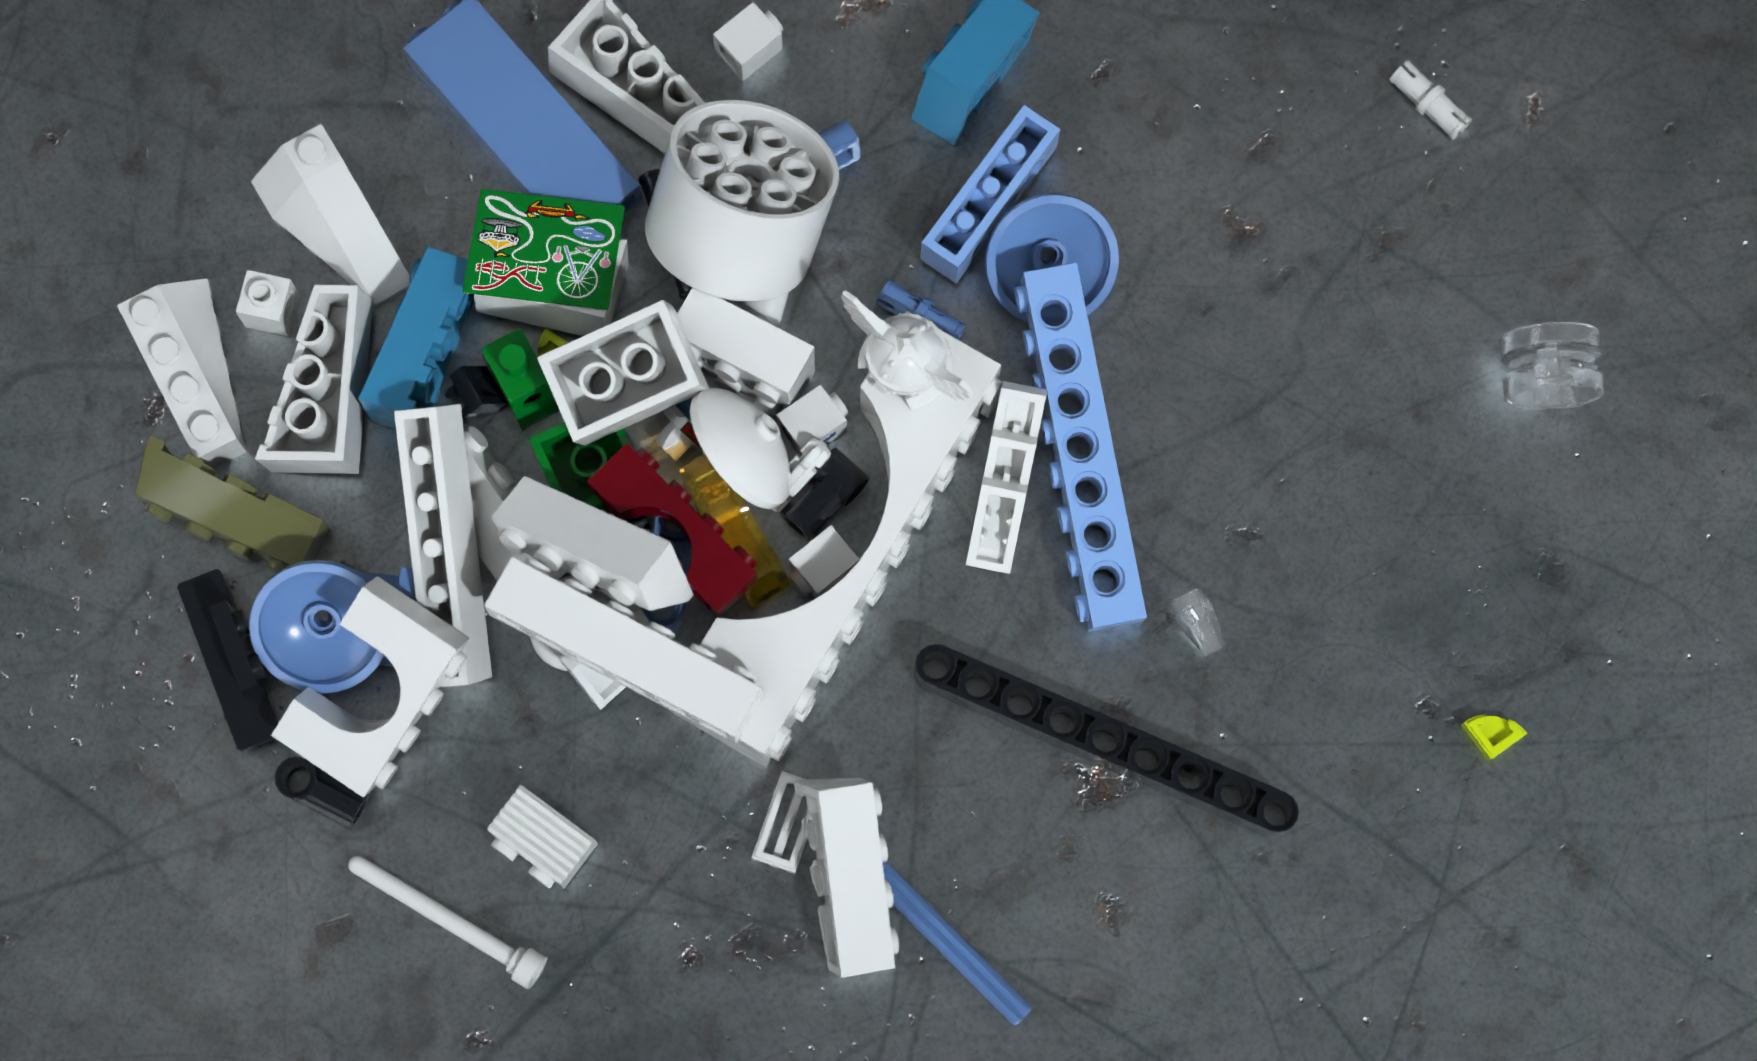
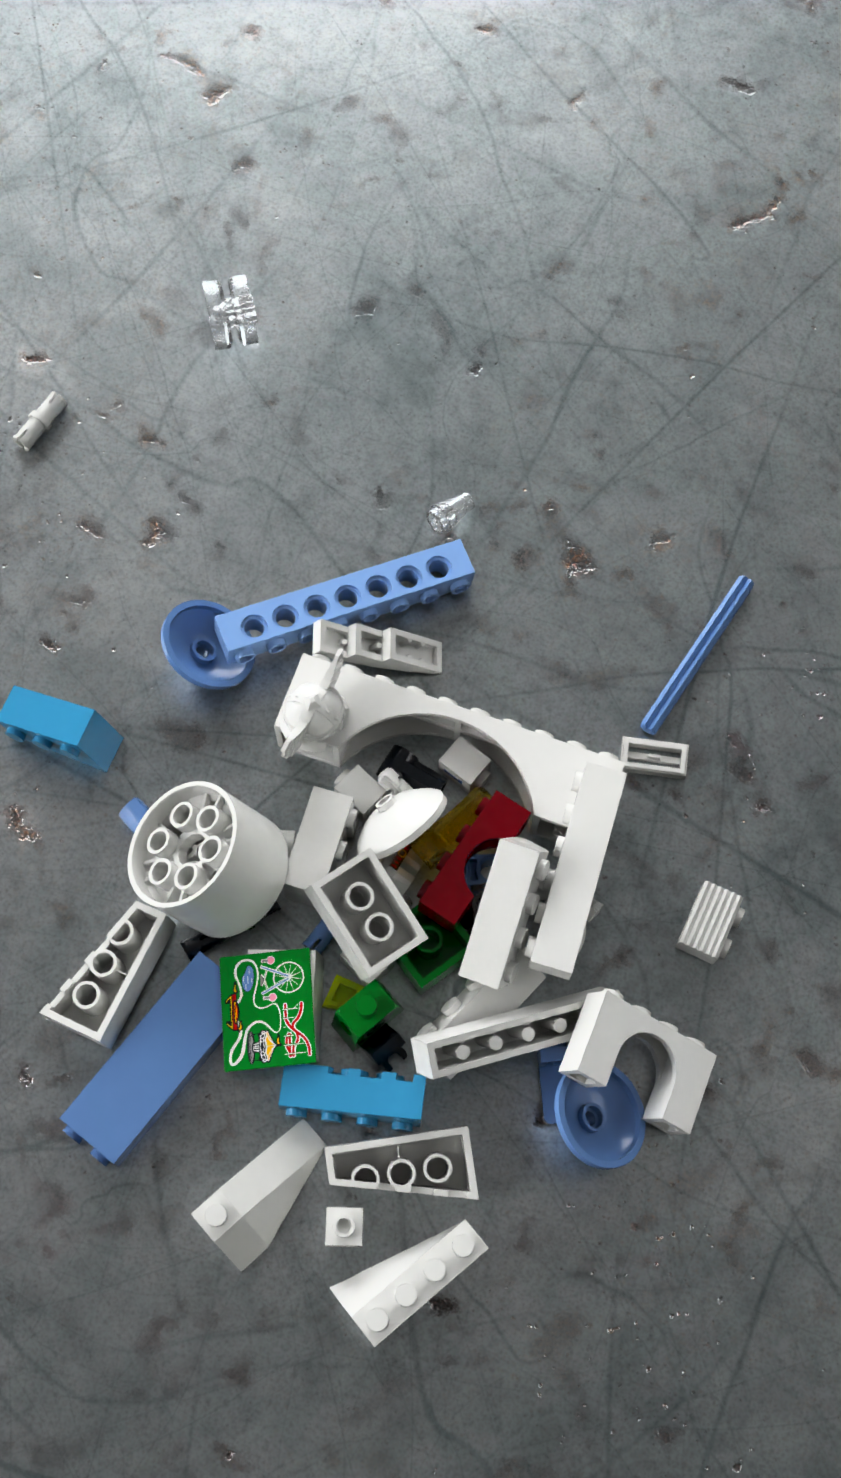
camera: 100 degrees left, 5 degrees down
(226, 509) = (519, 1215): olive wedge -> none
(229, 660) = (632, 1190): black bracket -> none
(323, 793) = (718, 1093): black piece -> none
(521, 963) = (802, 918): white piece -> none
(749, 40) = (64, 897): white brick -> none
(850, 874) = (684, 702): white wedge -> none
(898, 300) = (261, 734): medium blue pin -> none
(989, 194) = (163, 697): light blue brick -> none
(1128, 740) = (548, 571): black beam -> none
(1492, 734) = (486, 326): neon yellow tile -> none

